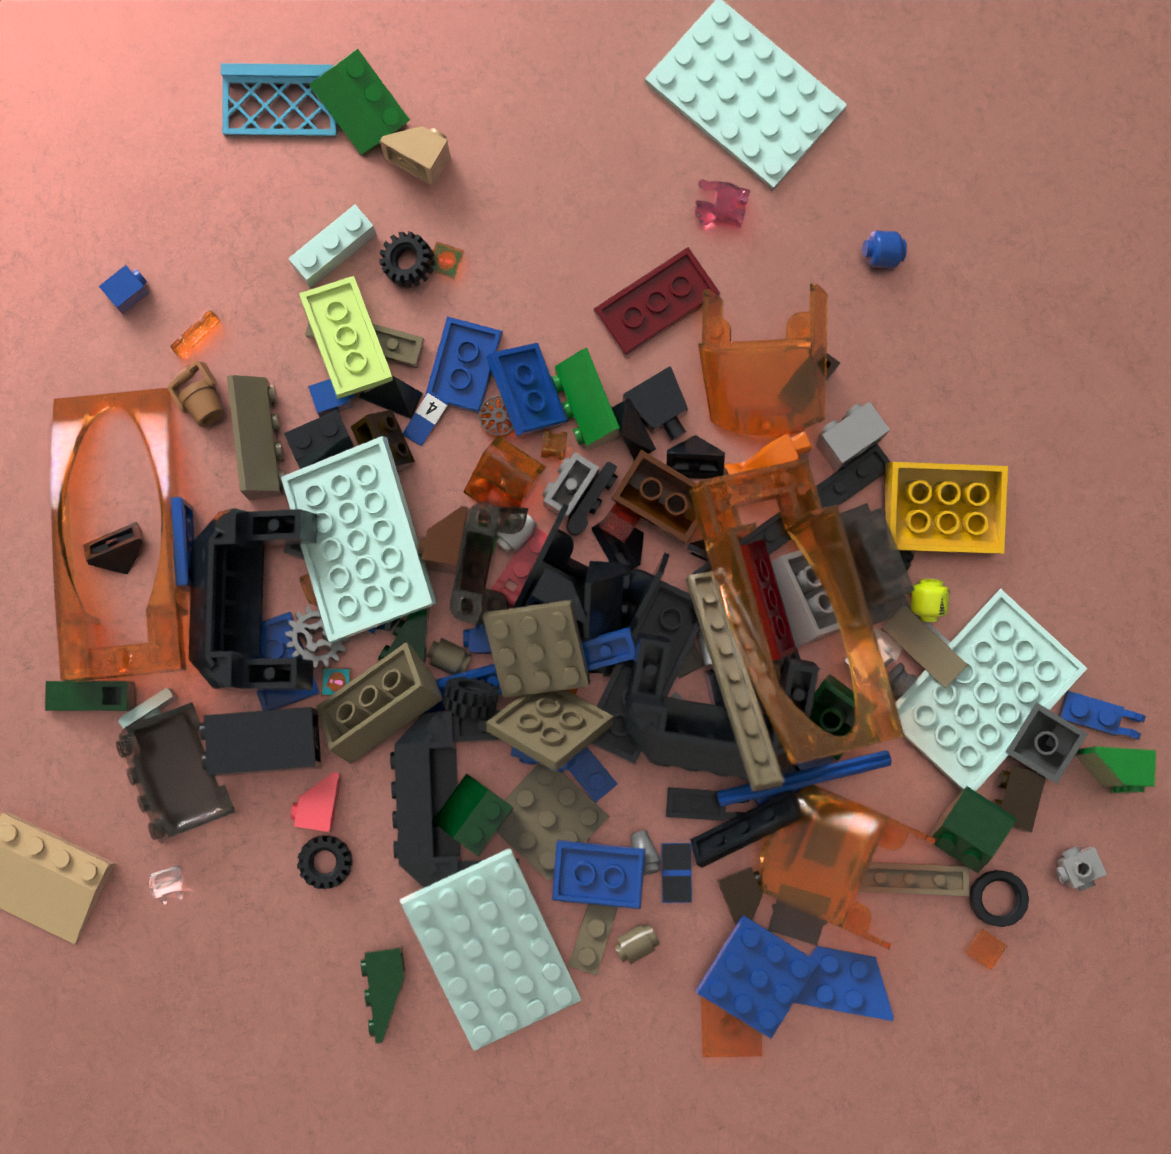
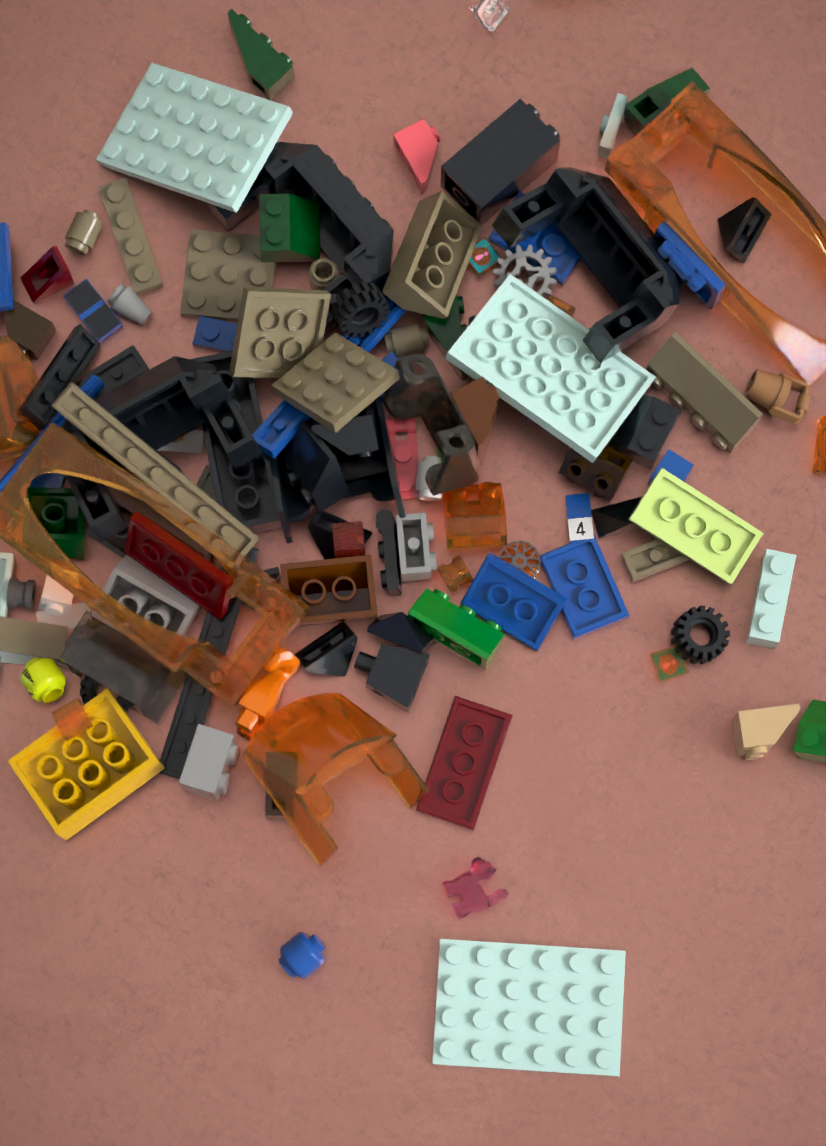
camera: 145 degrees right, 5 degrees down
(169, 774) = (560, 92): clear smoke windscreen -> none
(192, 539) = (682, 265): none -> blue axle
(307, 856) = (379, 98): black tyre -> none
(465, 753) = (322, 268): none -> dark tan brick
(598, 874) = (153, 258): blue tile -> none
(693, 928) = (47, 276): none -> dark red slope
(934, 544) = (72, 719): none -> clear orange tile

